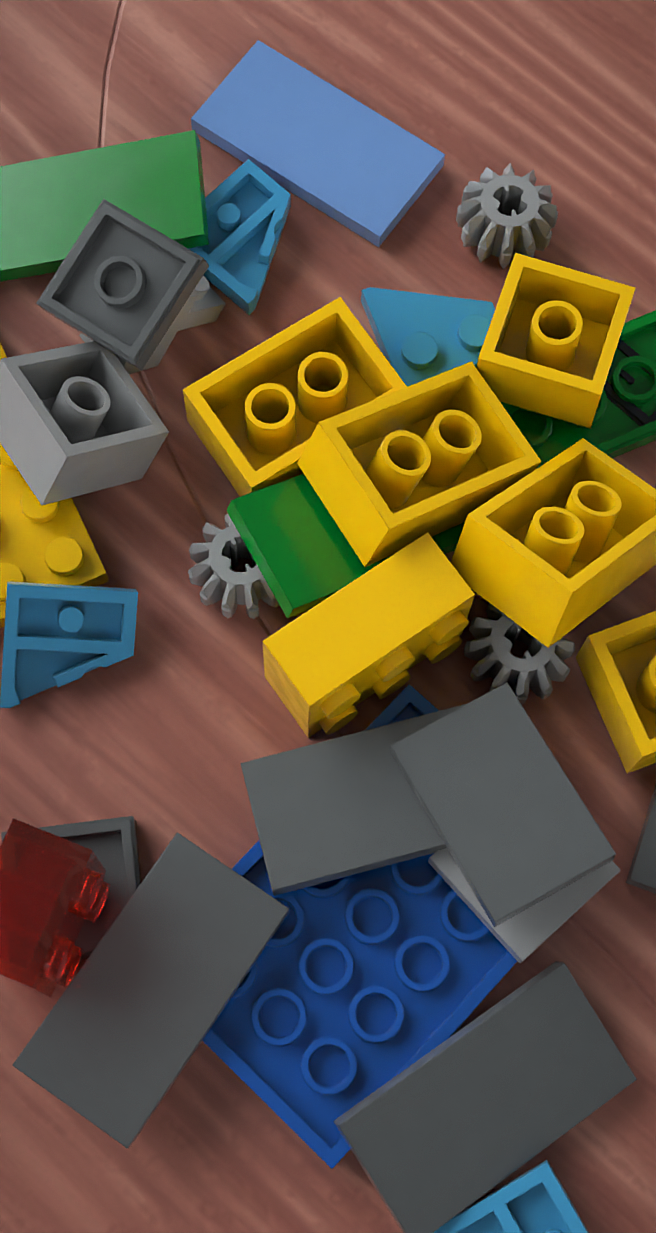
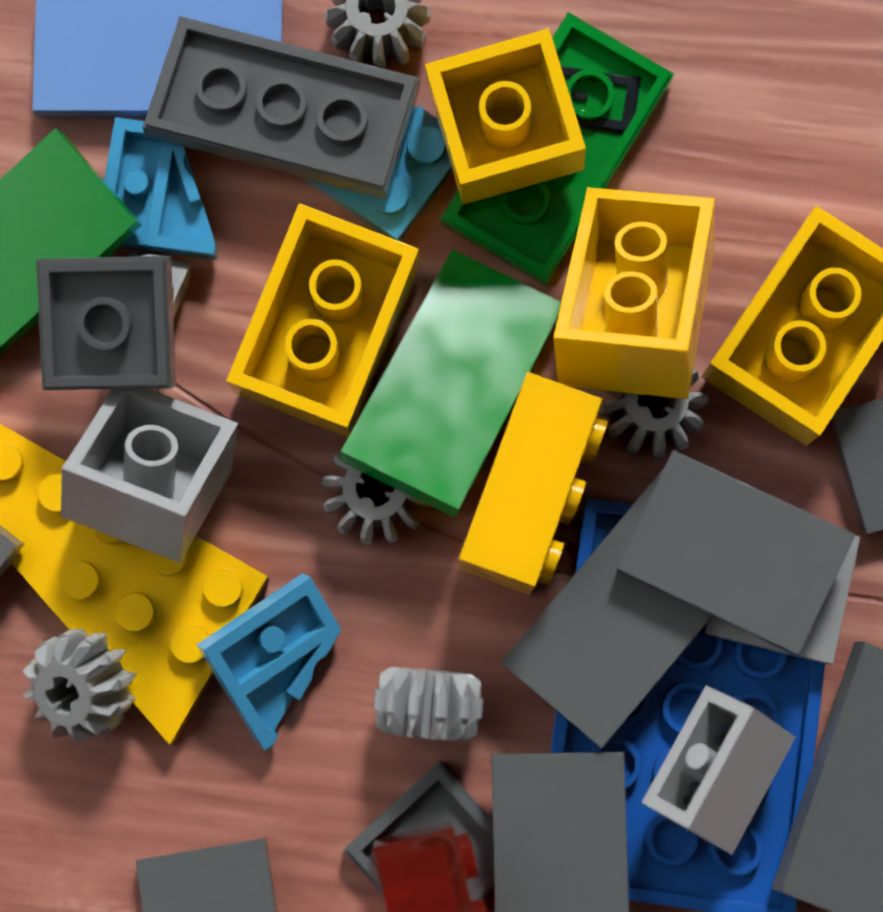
camera: 30 degrees left, 10 degrees up
(157, 756) = (428, 703): none -> light grey gear
(357, 981) = (719, 769): none -> light grey brick
(383, 232) = (282, 107): none -> dark grey tile
(415, 461) = (470, 309): yellow brick -> none

